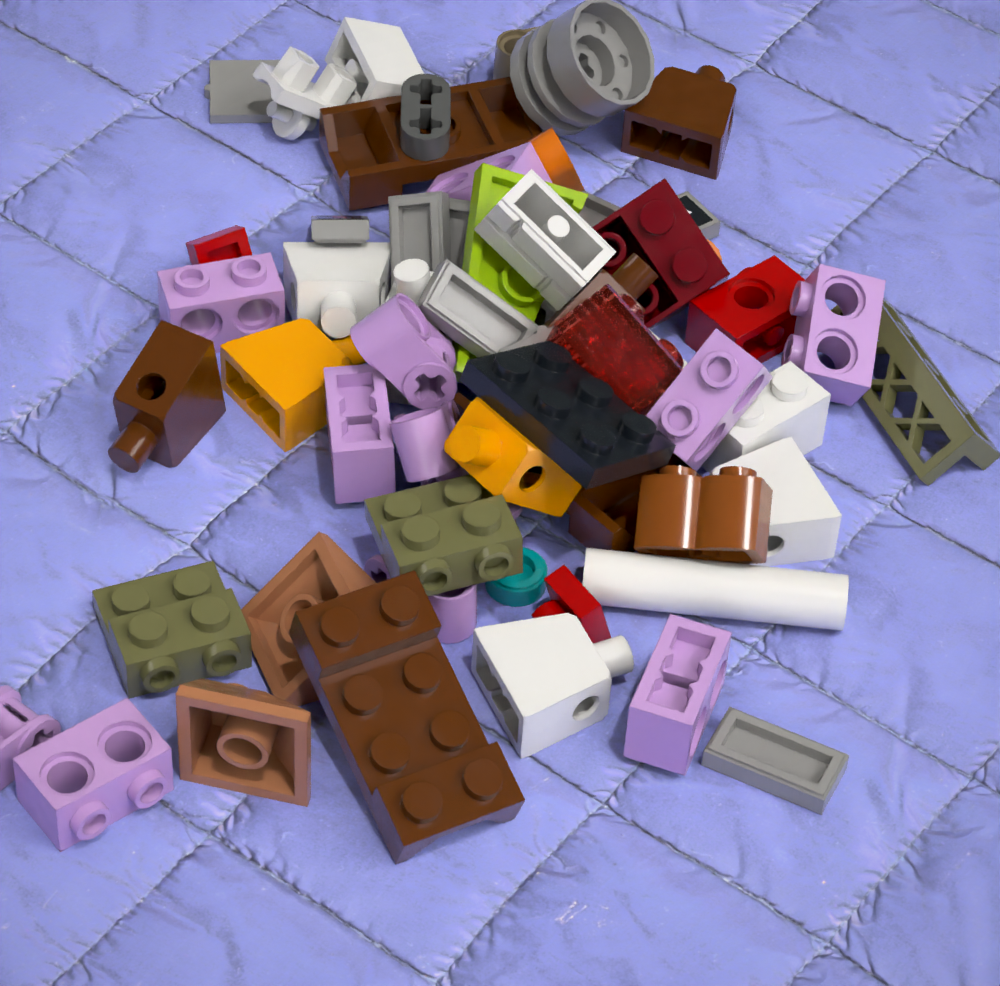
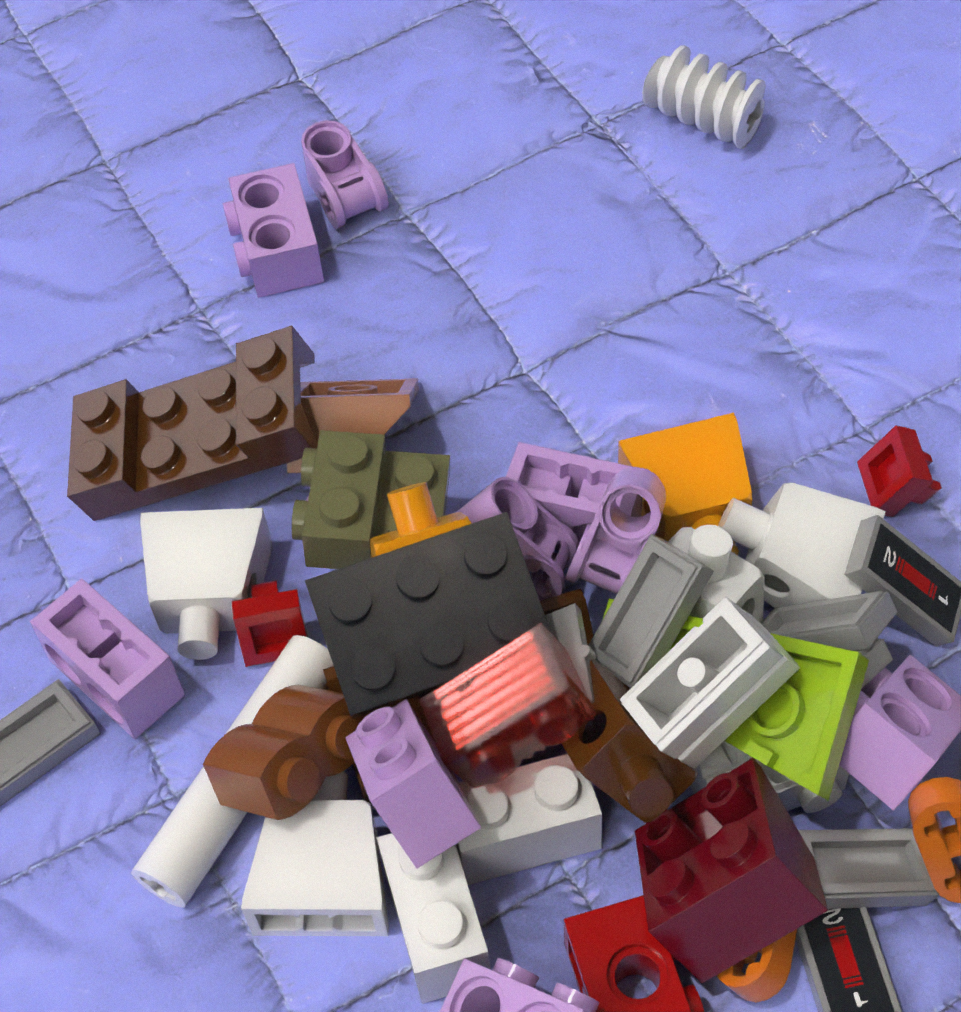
camera: 120 degrees right, 10 degrees up
(167, 399) = (679, 359): reddish brown torso -> none
(173, 629) = (414, 323): olive plate -> none
(223, 297) = (820, 434): lavender brick -> none
(243, 741) = (237, 299): nougat slope -> none

